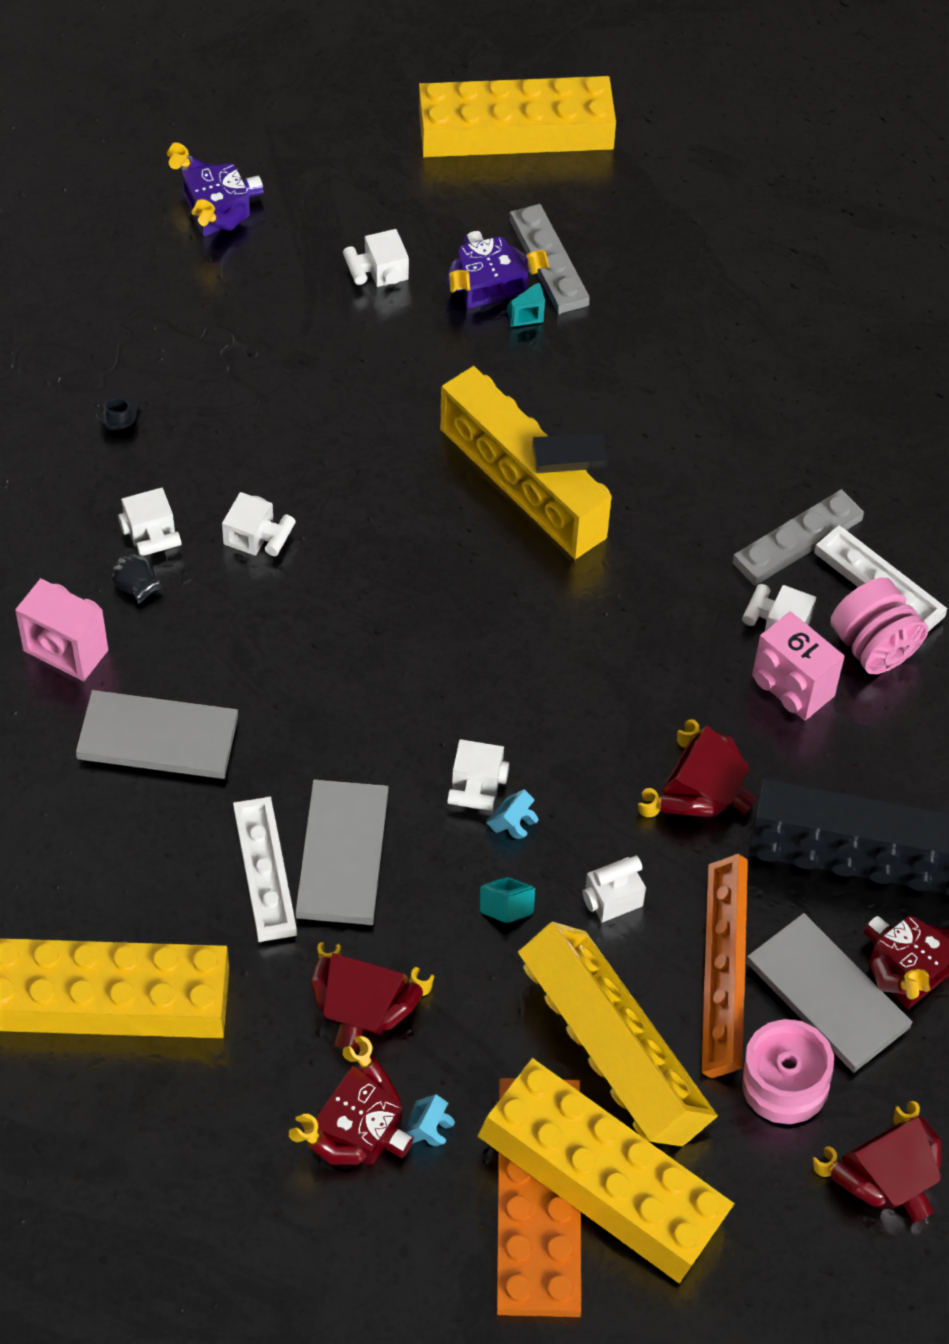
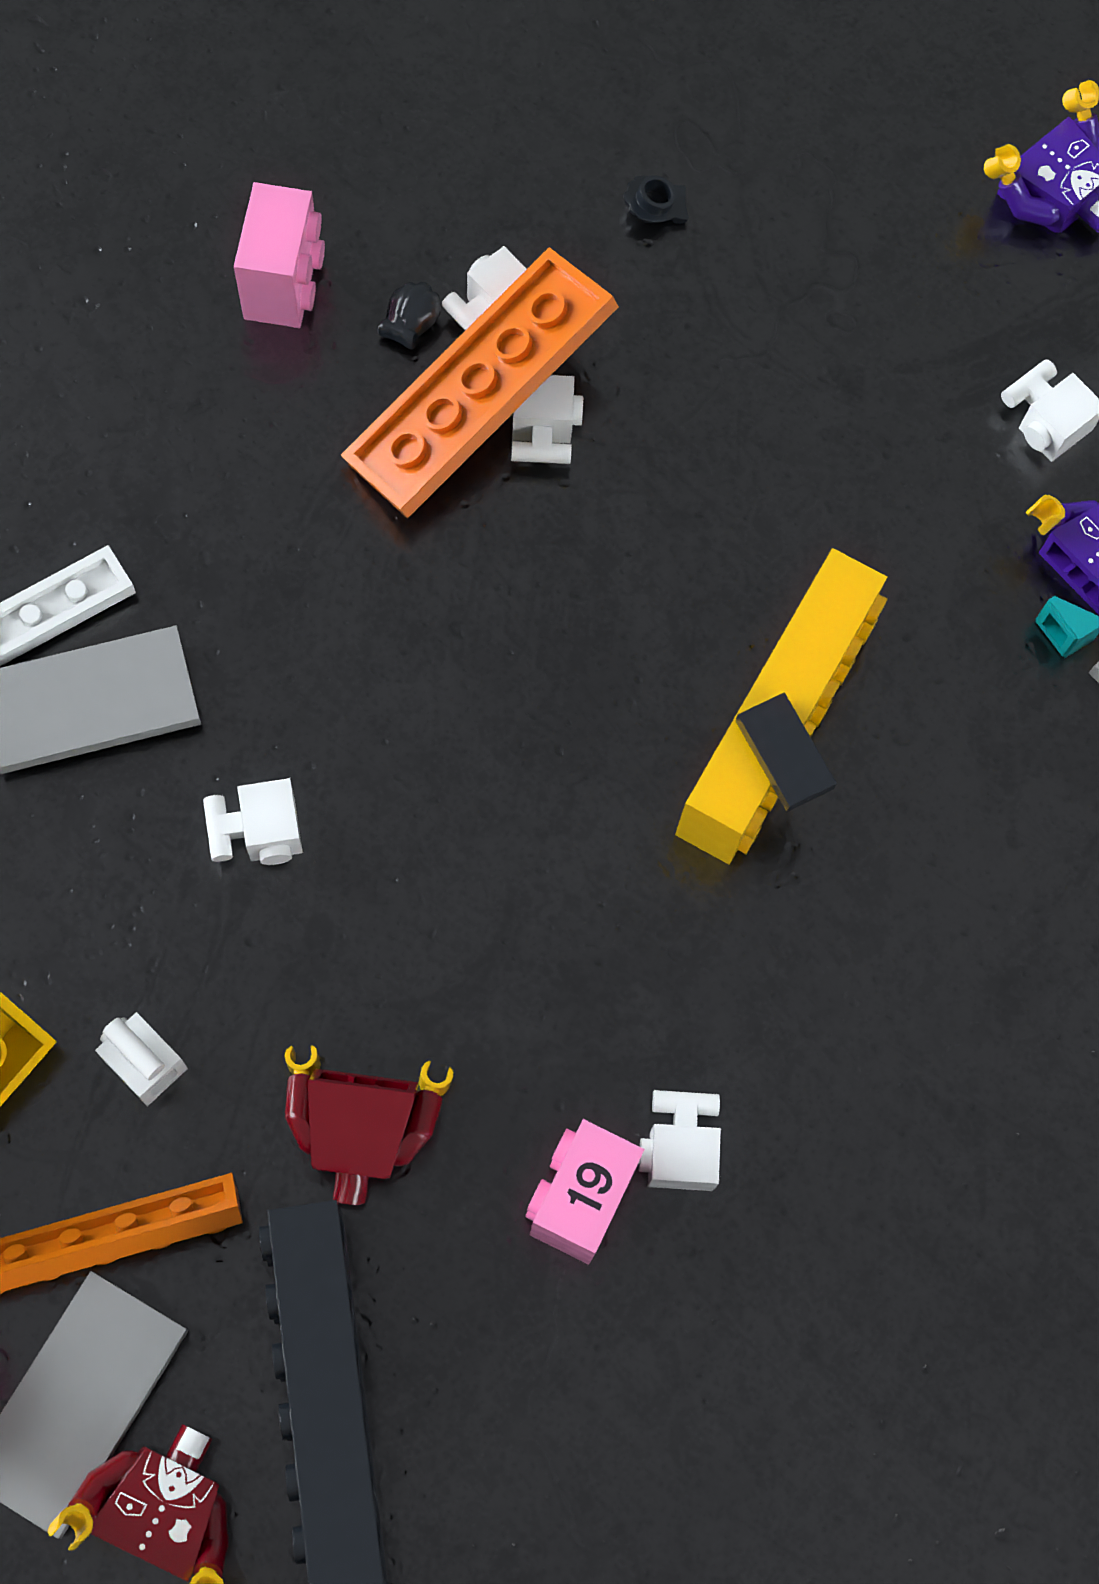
camera: 65 degrees right, 15 degrees up
(157, 734) = (183, 425): light grey tile -> none
(221, 543) = (479, 381): none -> orange plate
(507, 899) = (86, 927): teal slope -> none
(511, 812) = (215, 884): medium azure tile -> none
(796, 537) = (841, 1128): light grey plate -> none
(862, 564) = (807, 1272): white plate -> none
(879, 625) = (704, 1290): bright pink wheel -> none

